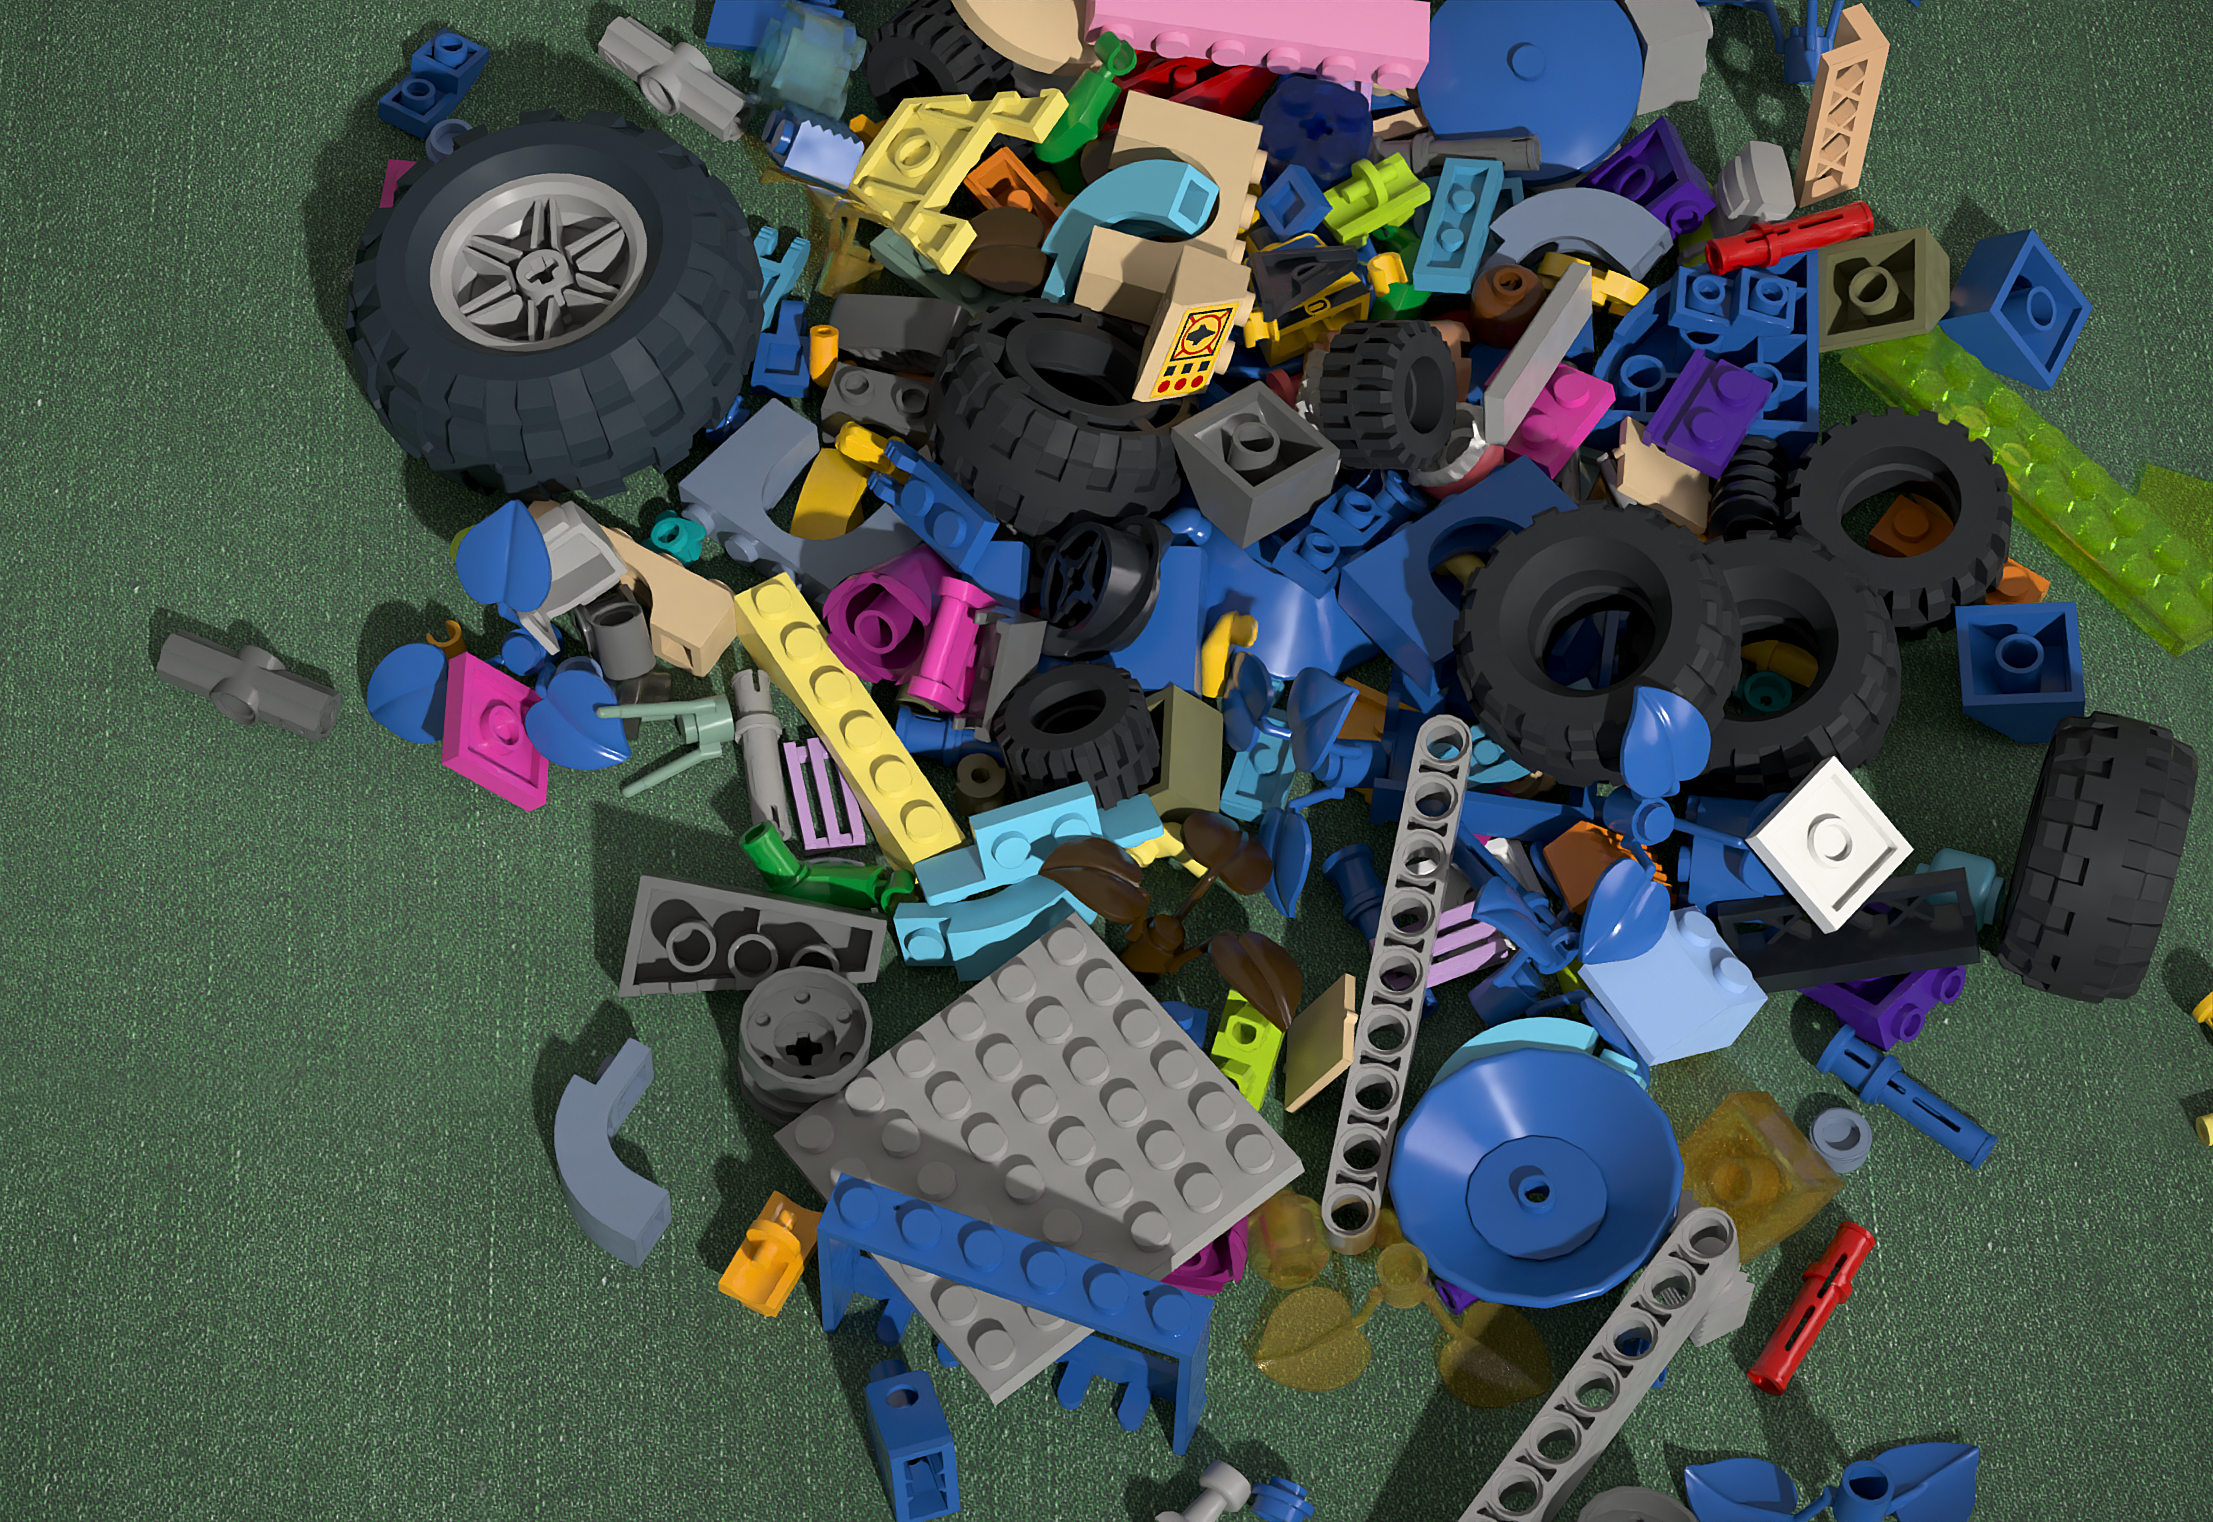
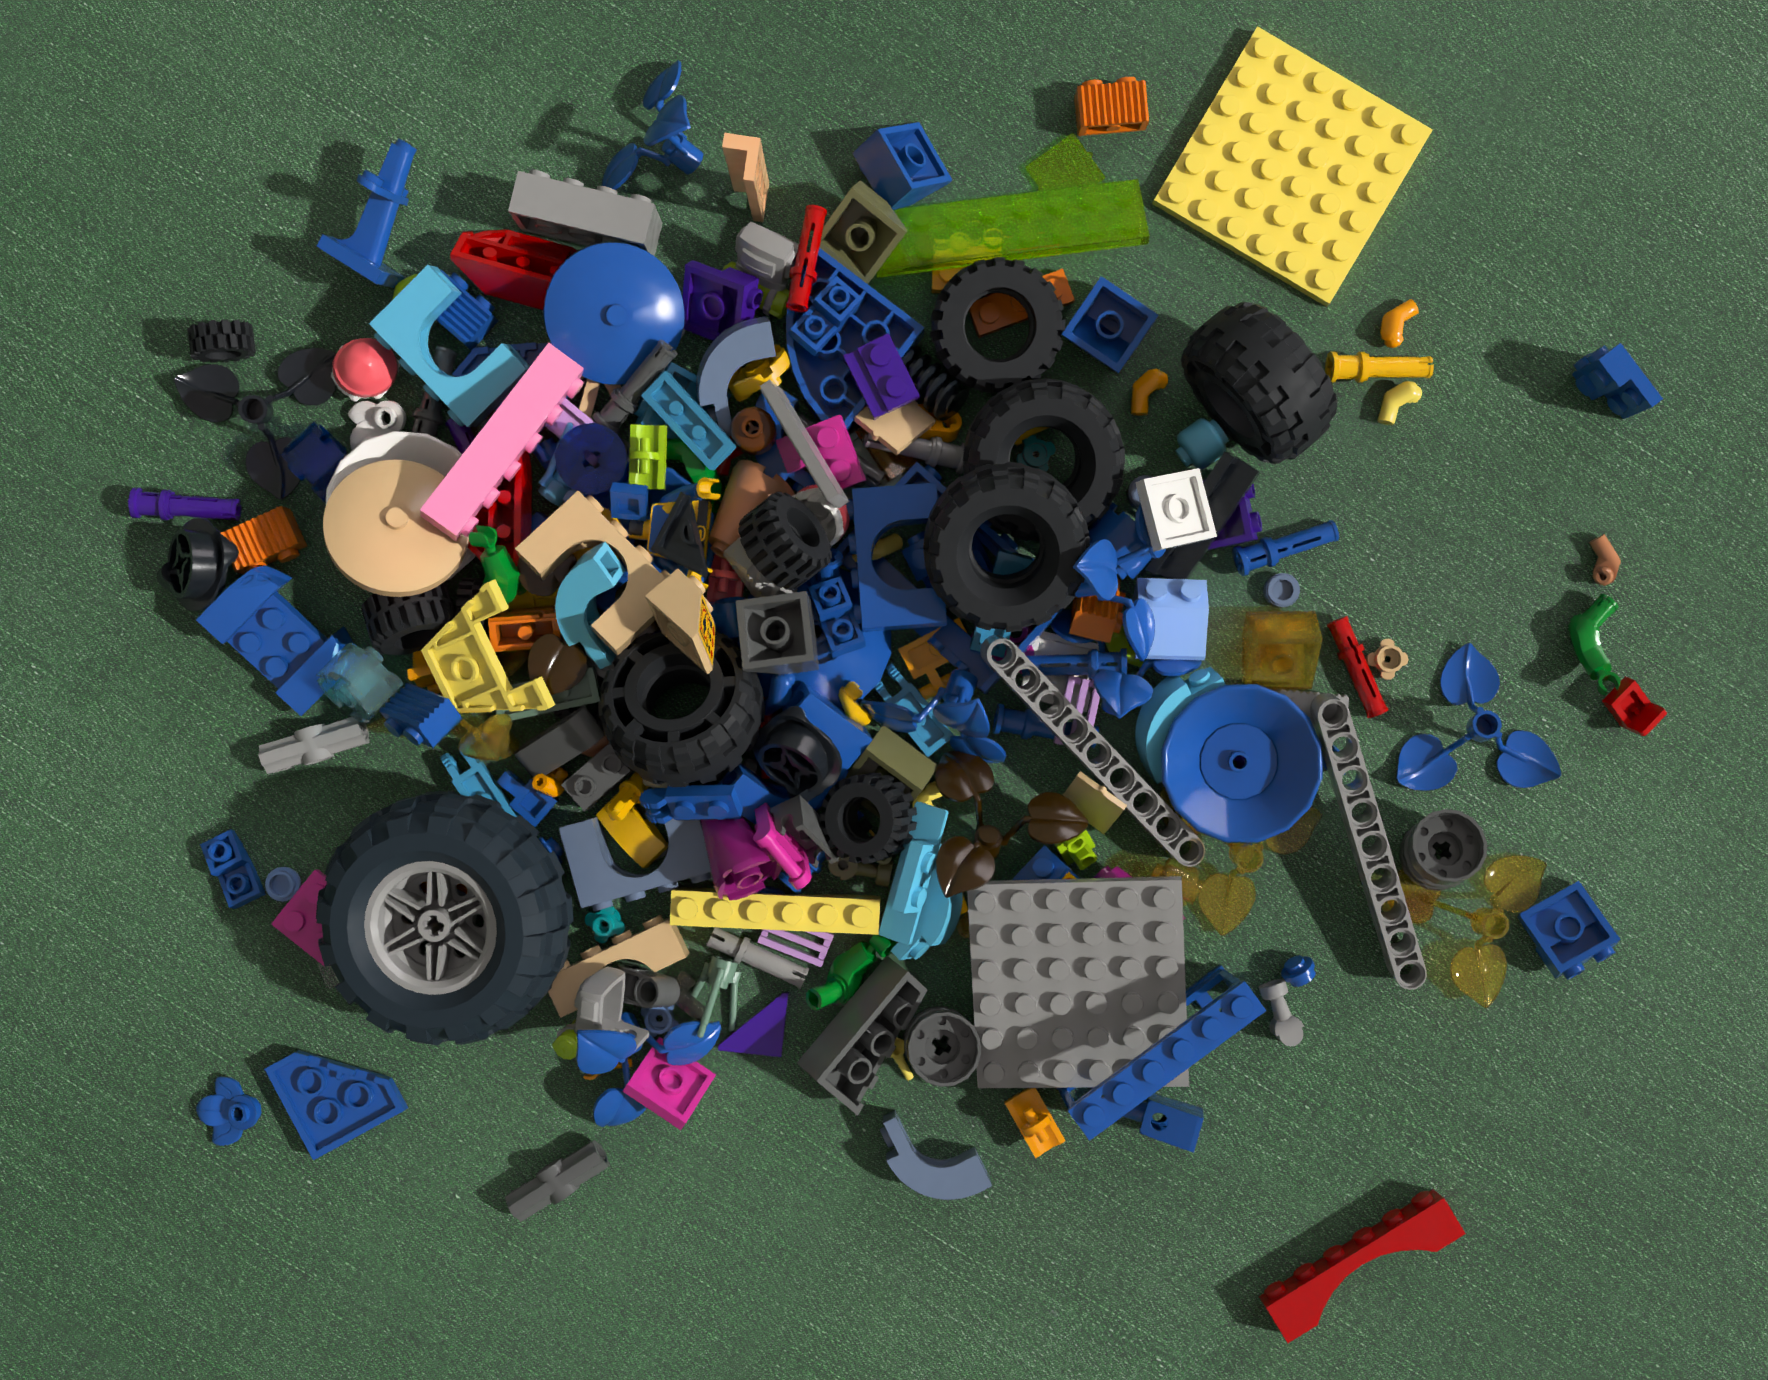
camera: 60 degrees left, 30 degrees up
(83, 251) = (224, 1111): none -> blue plate
(182, 358) = (332, 1099): none -> blue plate
(654, 829) = (761, 1033): none -> dark purple tile
(731, 1041) = (898, 1057): none -> light yellow hand
(1858, 1330) = (1397, 659): none -> tan plate
(1972, 780) = (1143, 387): none -> light orange arm

